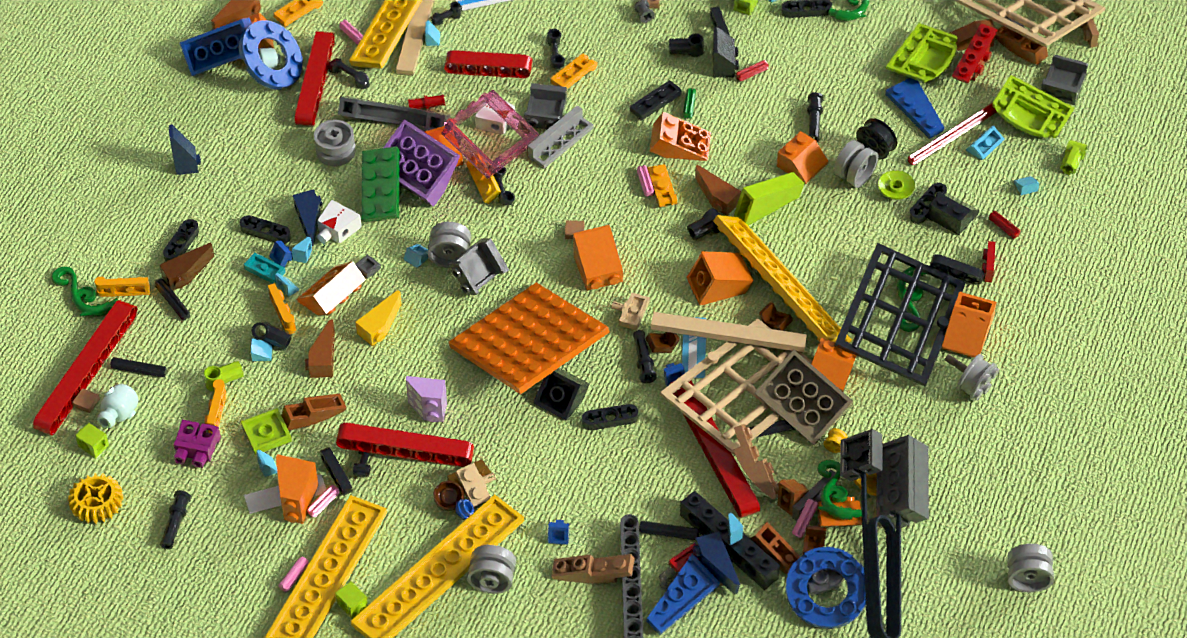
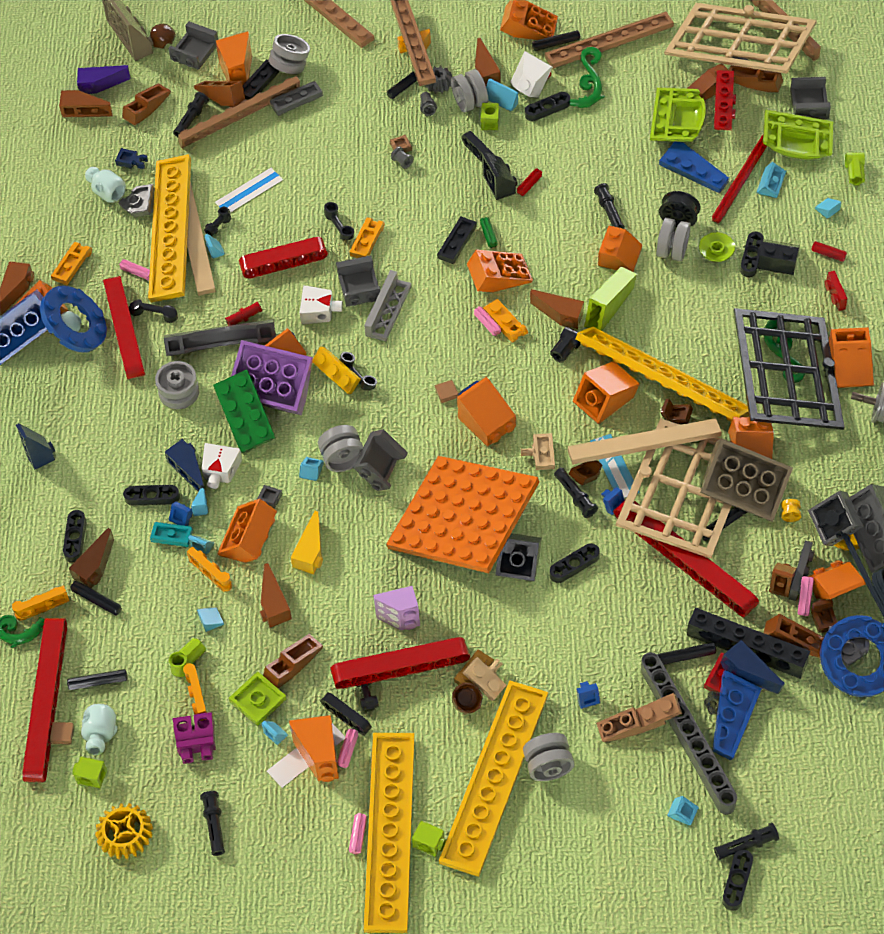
camera: 20 degrees left, 5 degrees up
(273, 335) = (216, 599): black piece -> none
(464, 508) = (489, 705): blue plate -> none
(471, 151) = (315, 347): clear pink window -> none
(693, 45) = (463, 176): black piece -> none
(735, 529) = (755, 632): medium azure slope -> none
(758, 471) = (740, 565): medium nougat slope -> none
(838, 493) = (829, 560): green plant -> none
(957, 269) = (813, 308): black beam -> none

